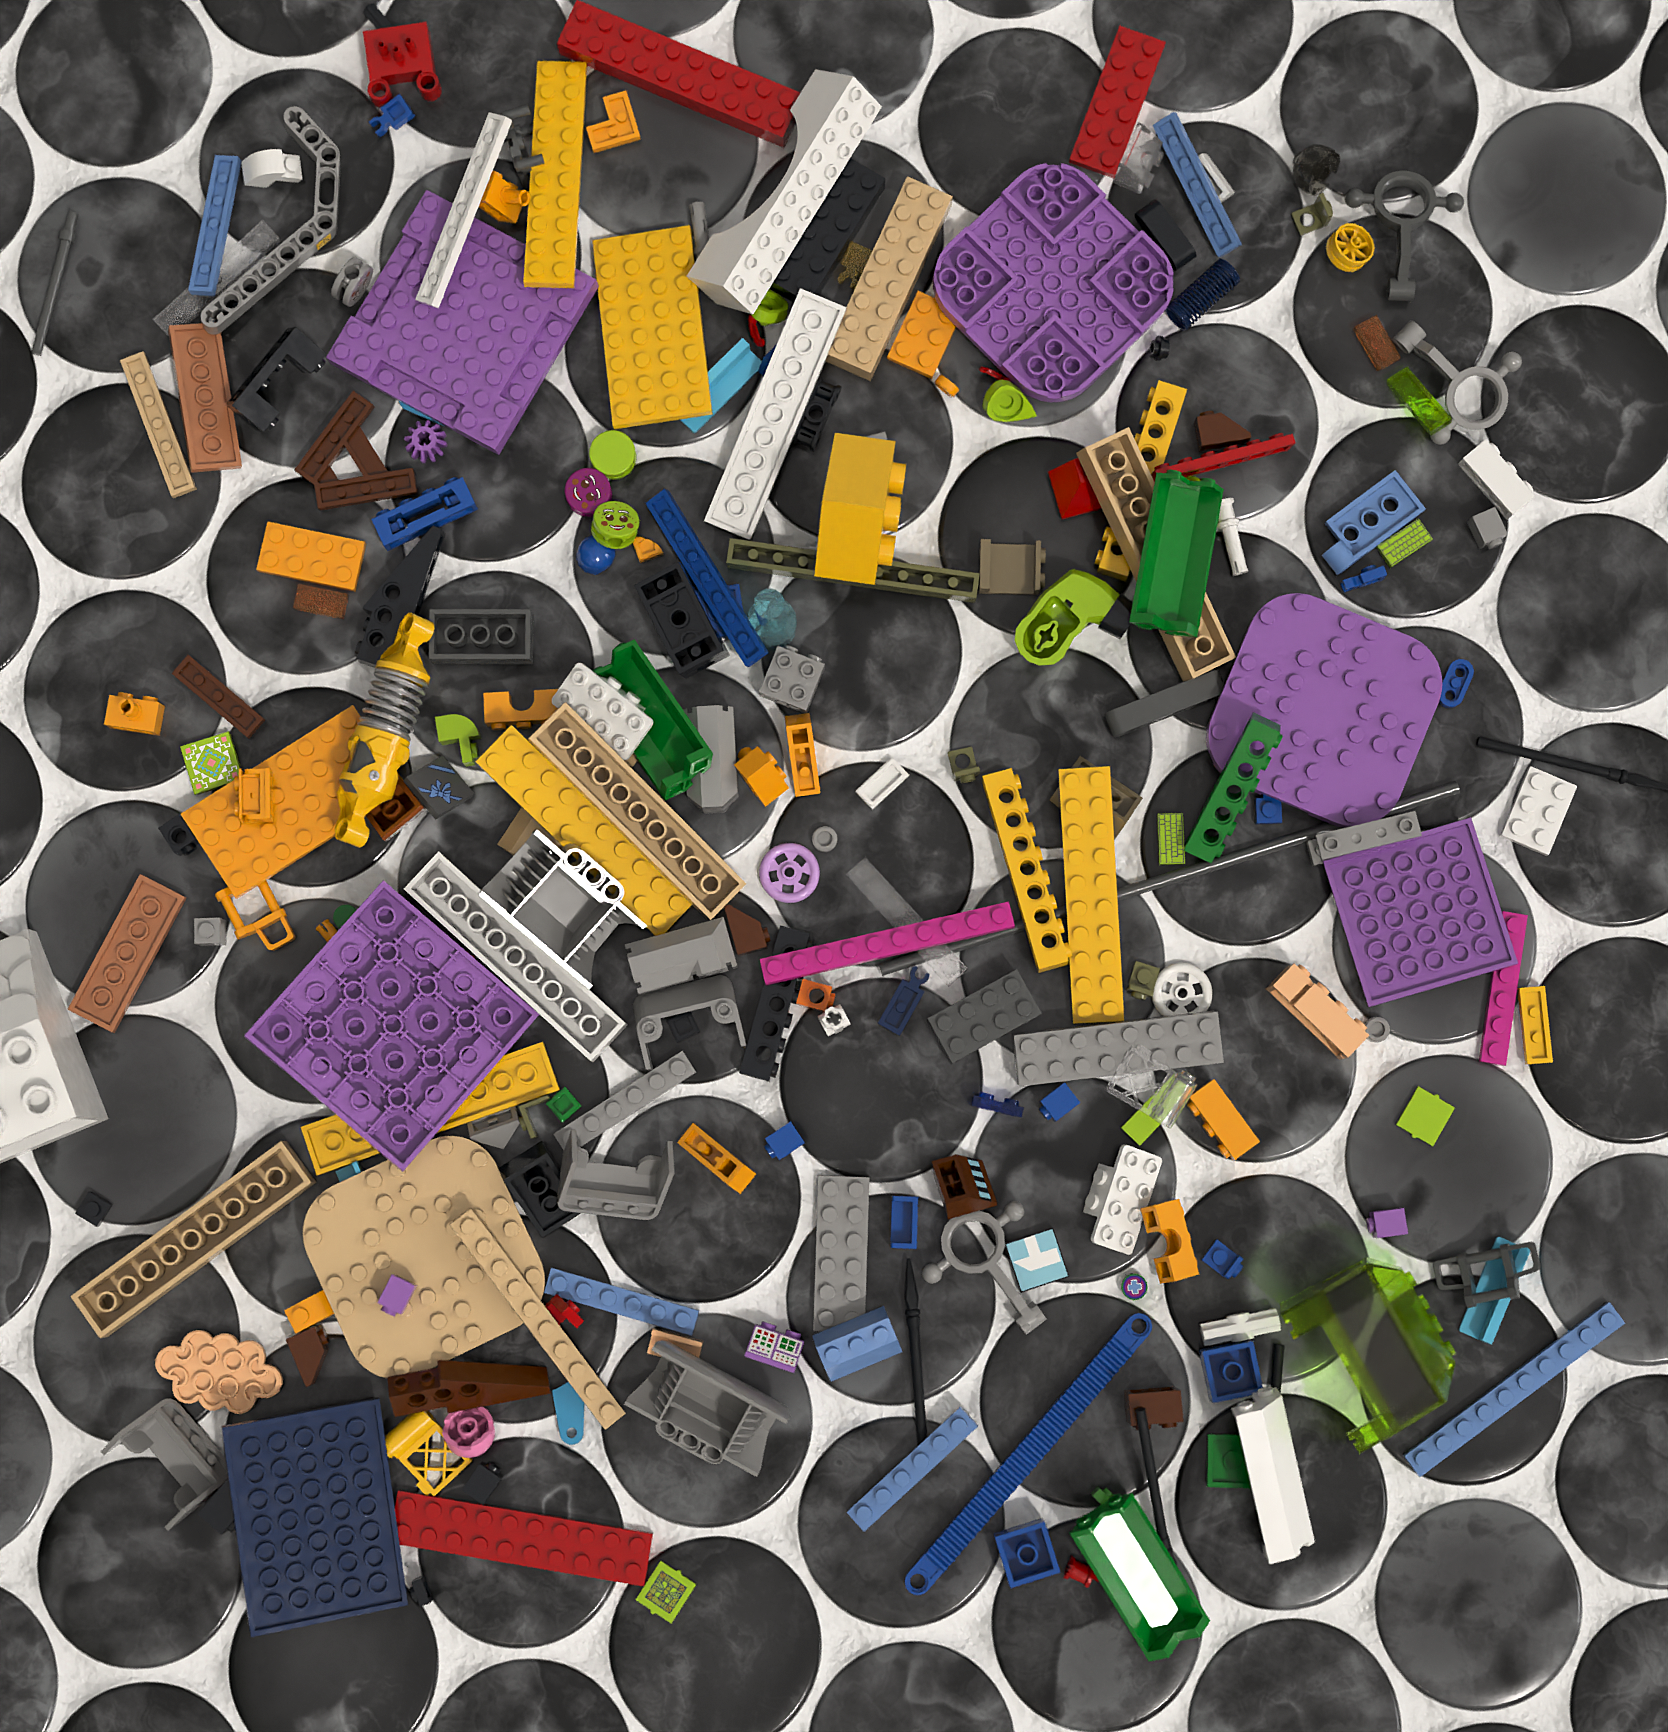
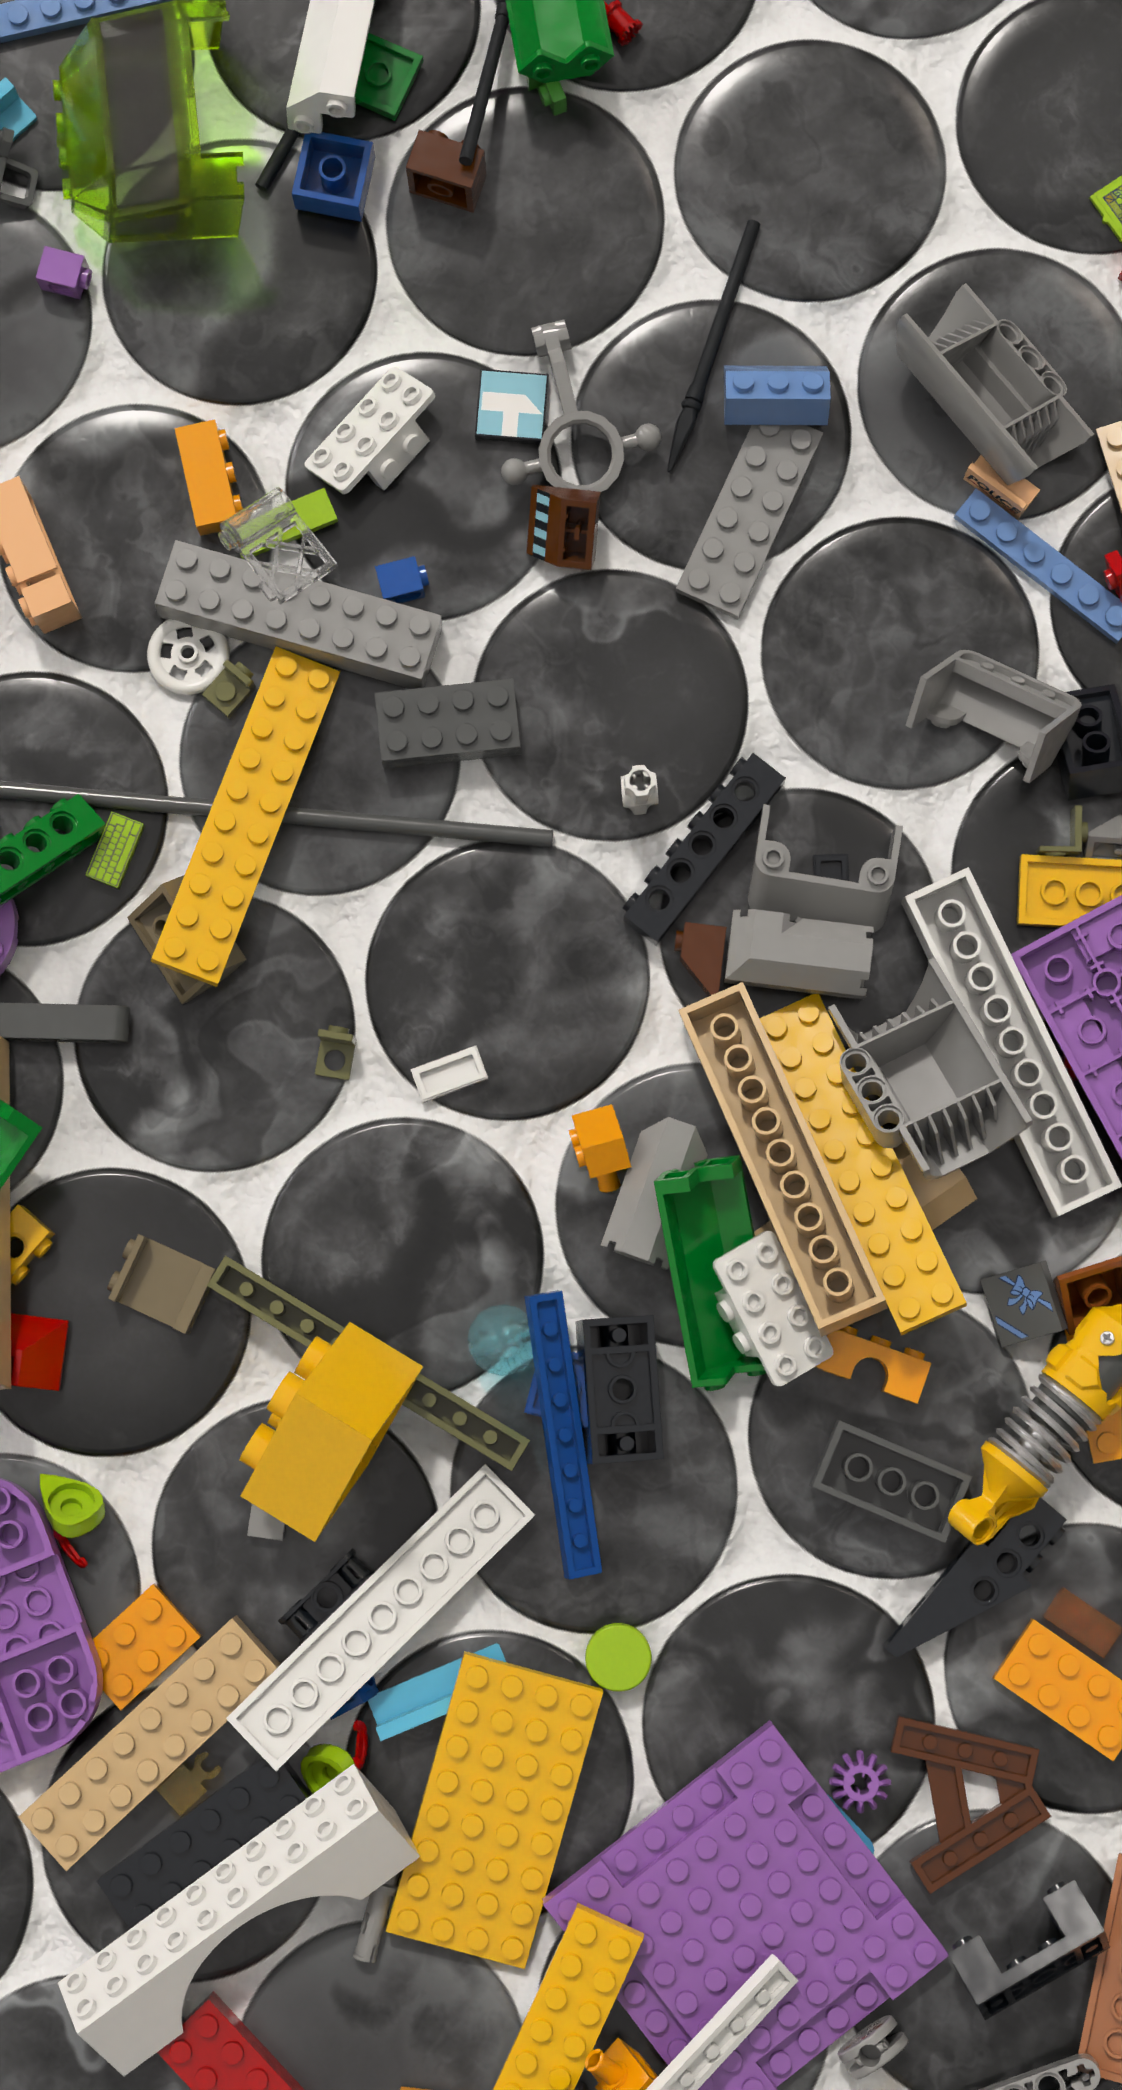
camera: 155 degrees left, 0 degrees up
(454, 493) = (883, 1700): blue brick -> none
(461, 730) = (963, 1369): lime brick -> none
(563, 1104) = (1021, 836): green tile -> none
(587, 490) = (671, 1619): magenta head -> none
(593, 556) = (695, 1532): blue hair -> none
(615, 524) = (654, 1557): lime head -> none
(628, 1100) = (942, 806): light grey plate -> none
(646, 549) = (626, 1511): light orange tile -> none
(716, 1158) = (857, 688): light orange slope -> none
(775, 1347) = (880, 427): slope -> none
(783, 1141) = (764, 674): blue brick -> none
(792, 678) = (507, 1254): light grey brick -> none
(802, 754) = (535, 1153): light orange slope -> none
(805, 990) = (651, 853): orange brick -> none
(810, 868) = (587, 1004): lavender plate -> none
(824, 839) = (553, 1033): light grey tile -> none
(887, 943) = (531, 860): dark pink plate -> none
(899, 914) = (493, 882): clear plate -> none
(903, 1003) = (541, 783): dark blue plate -> none
(904, 1222) = (655, 515): blue panel -> none
(912, 1468) = (770, 221): medium blue plate -> none
(946, 386) = (140, 1562): light orange tile -> none
(987, 1102) = (490, 617): clear blue plate -> none
(994, 786) = (319, 758): yellow brick -> none
(1026, 1552) = (674, 66): blue brick -> none
(1027, 1453) = (620, 184): blue gear -> none
(1064, 613) = (118, 1190): lime piece -> none
(1134, 1286) = (406, 326): tile -> none
(1169, 1220) = (339, 330): light orange arch -> none
(1223, 1260) = (283, 312): blue bracket -> none
(1240, 1327) = (299, 225): white piece -> none

